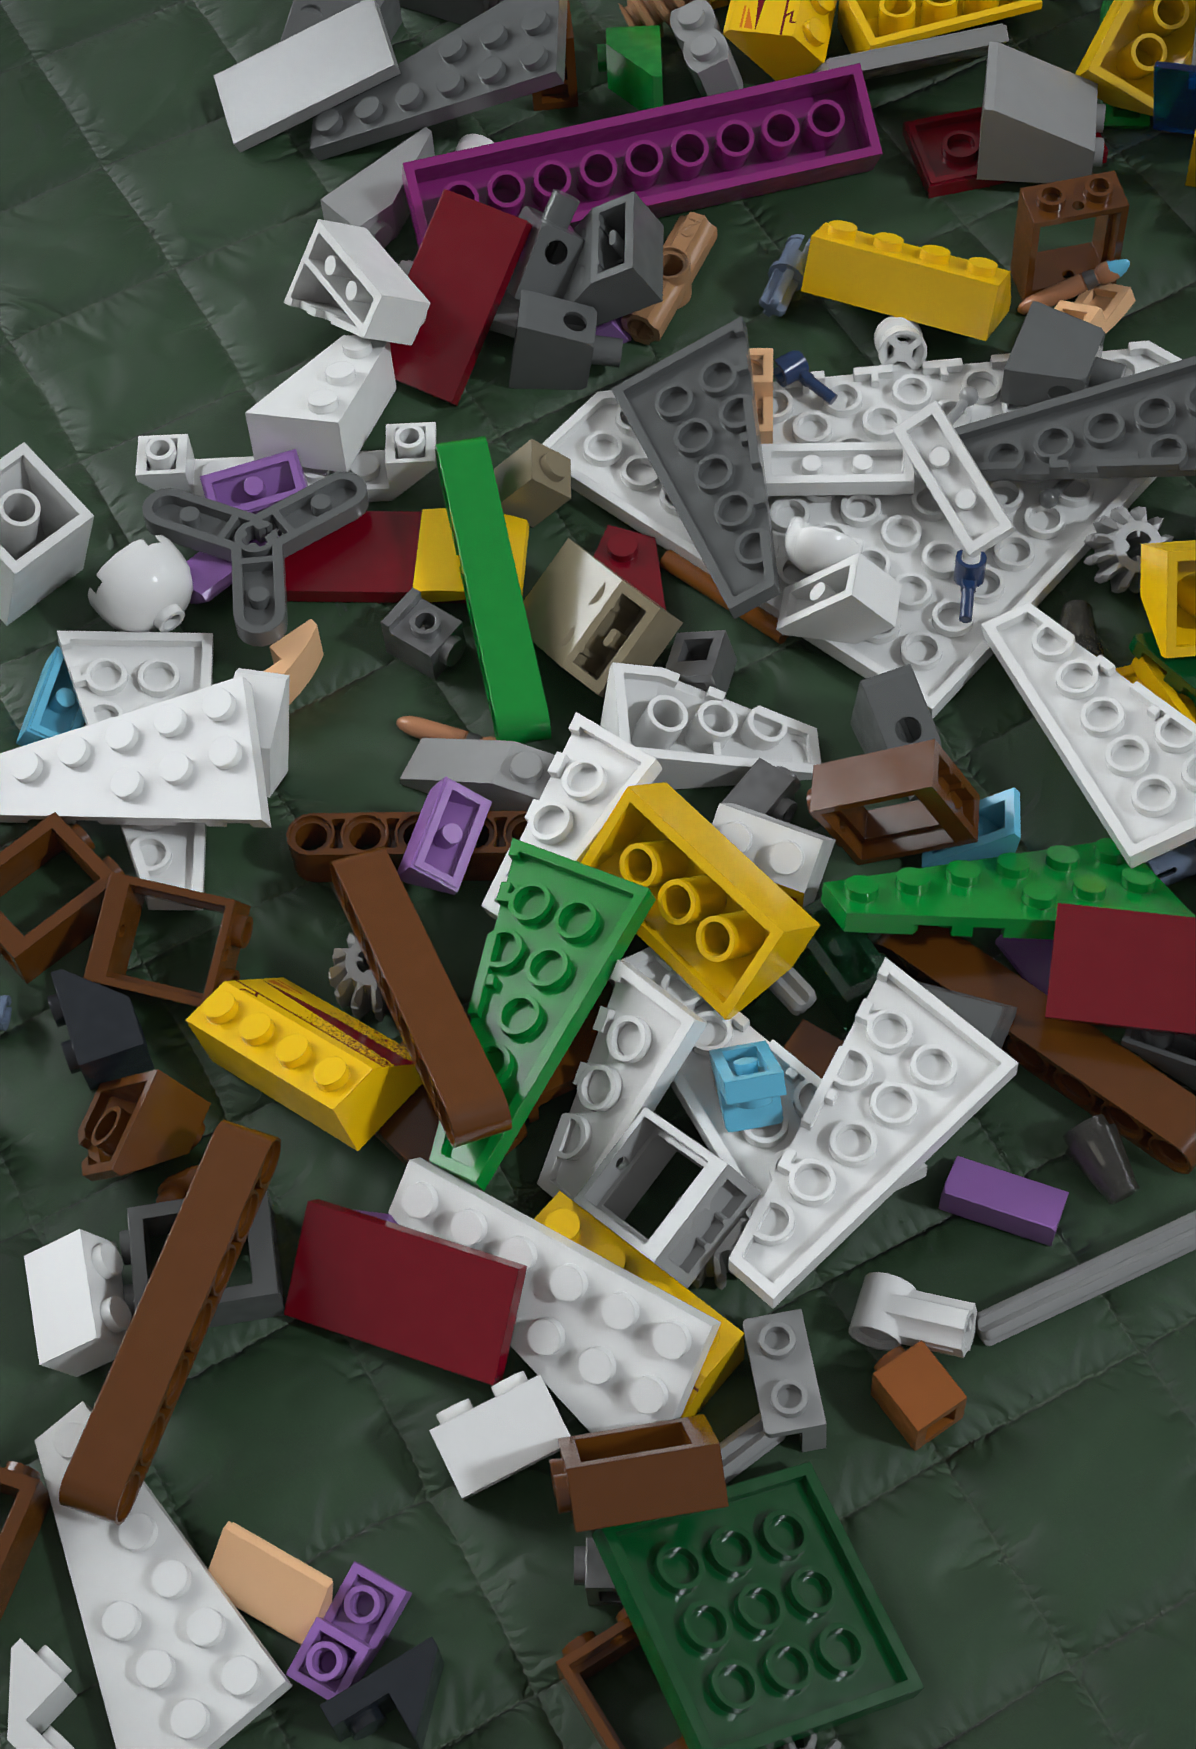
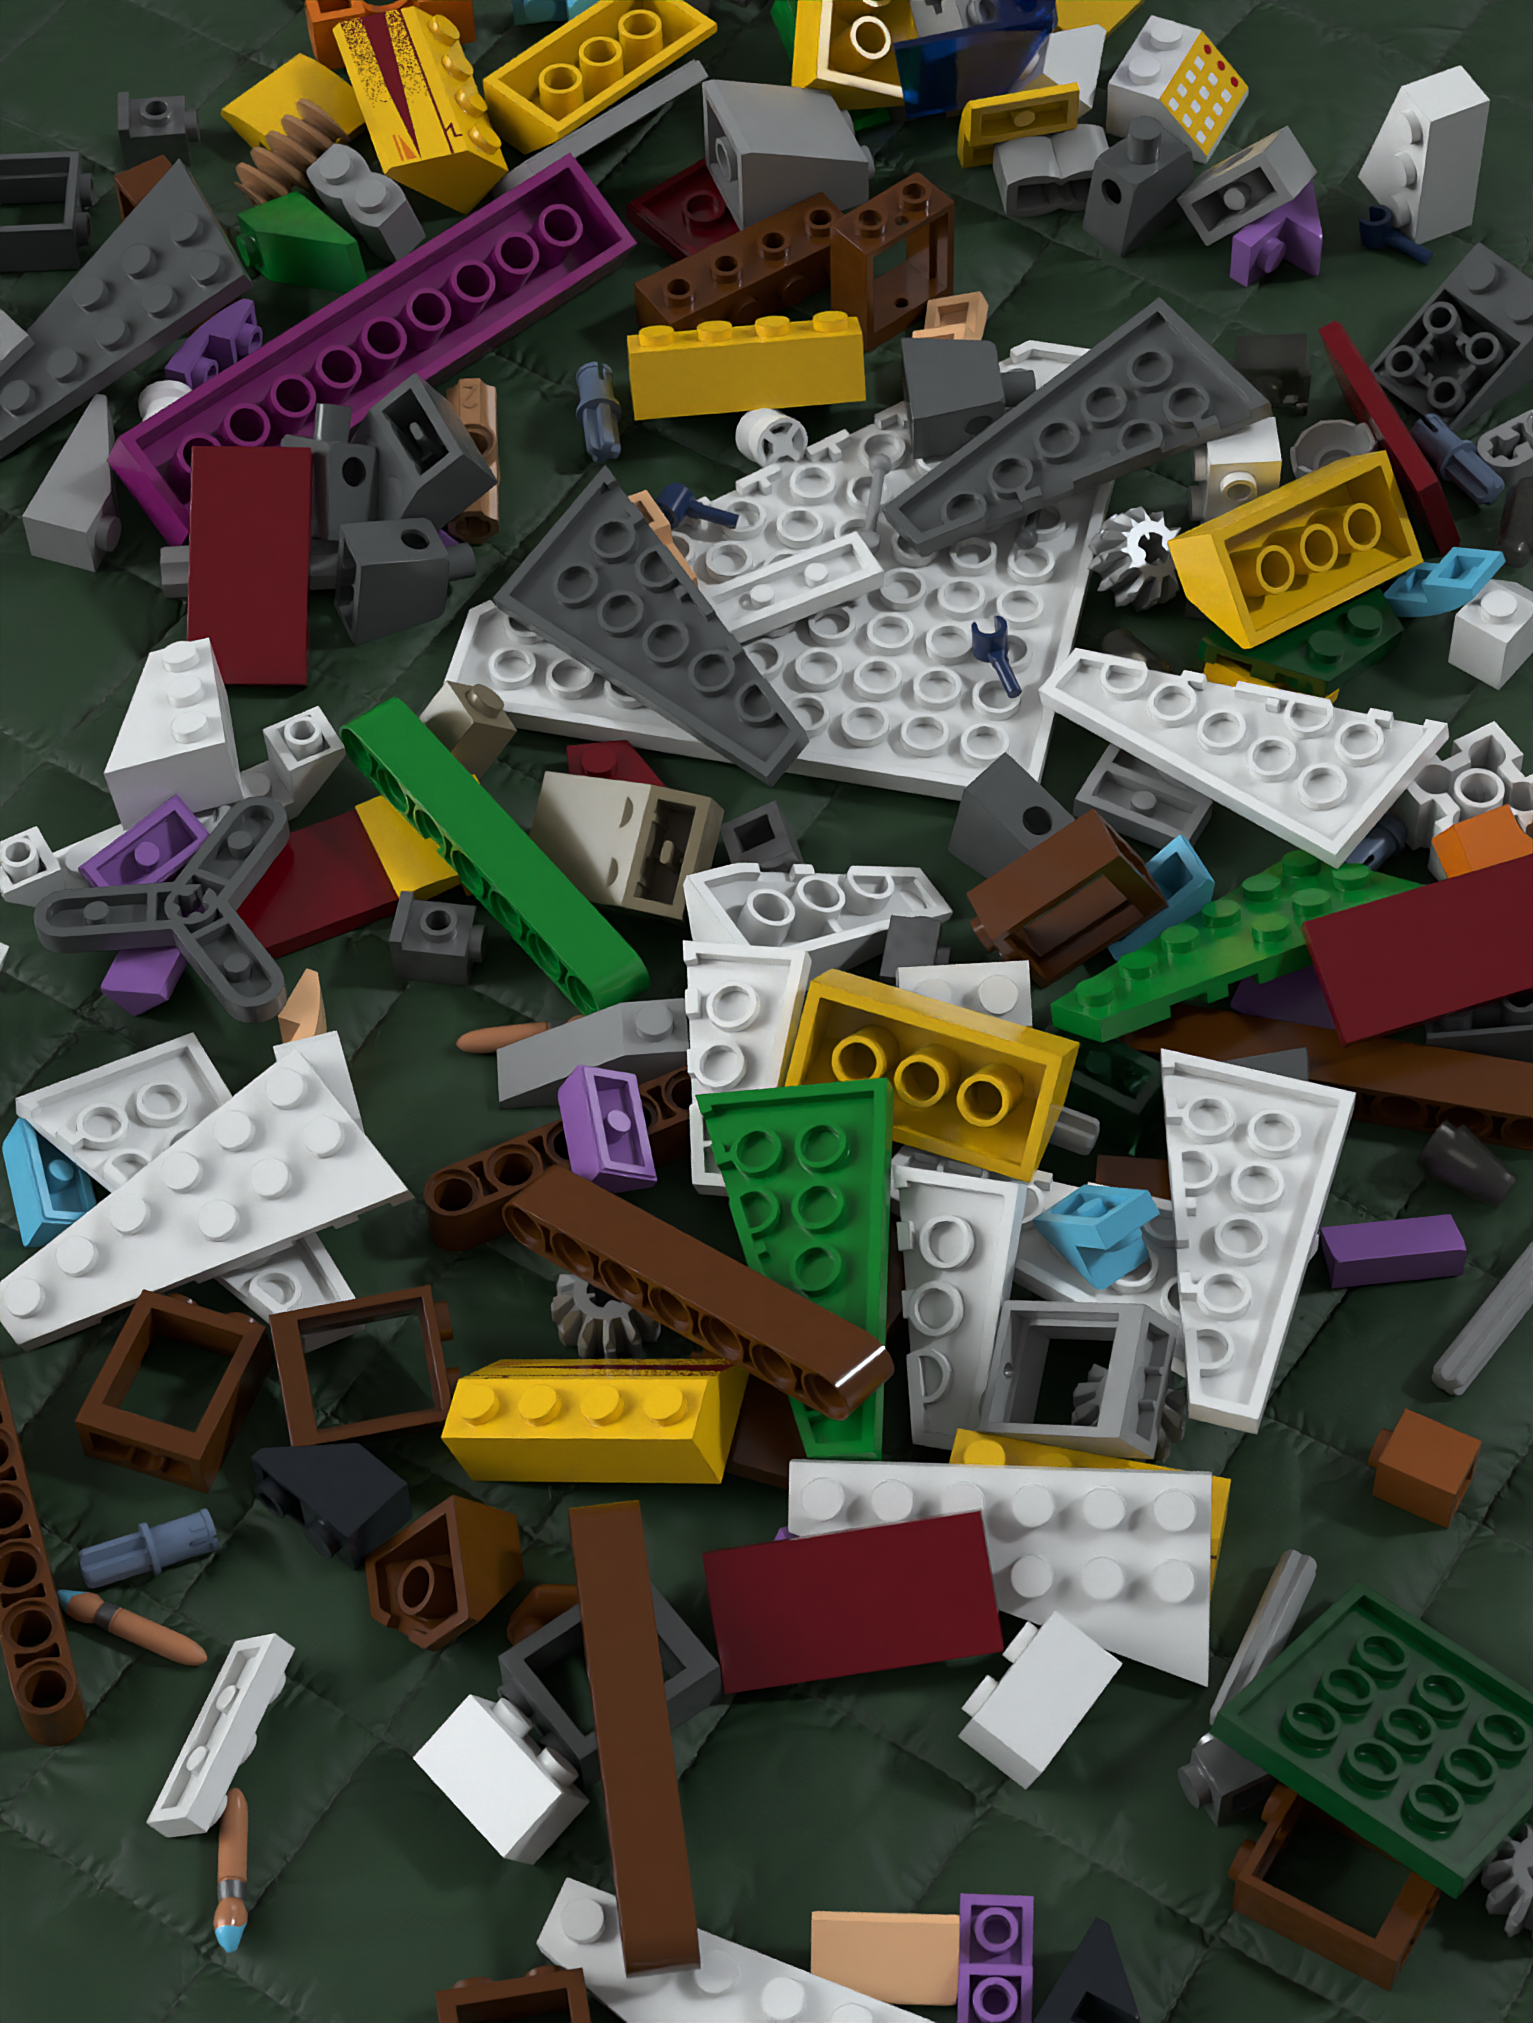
camera: 30 degrees left, 5 degrees down
(144, 587) = (93, 1013): white cylinder -> none
(357, 285) = (139, 592): white wedge -> none
(535, 118) = (216, 345): none -> medium lavender slope
(639, 1473) = (1220, 1651): reddish brown window -> none
(704, 584) = (725, 771): dark orange bar -> none
(785, 1378) = (1297, 1506): light grey bracket -> none
(817, 547) = (829, 677): white hair -> none
(841, 603) = (881, 725): white slope -> none
(897, 1314) = (1357, 1402): white piece -> none
(953, 208) = (745, 273): none -> reddish brown brick
(954, 479) = (927, 552): white plate -> none
(1017, 749) = (1142, 800): none -> light grey wing
(1104, 273) = (913, 316): nougat piece -> none

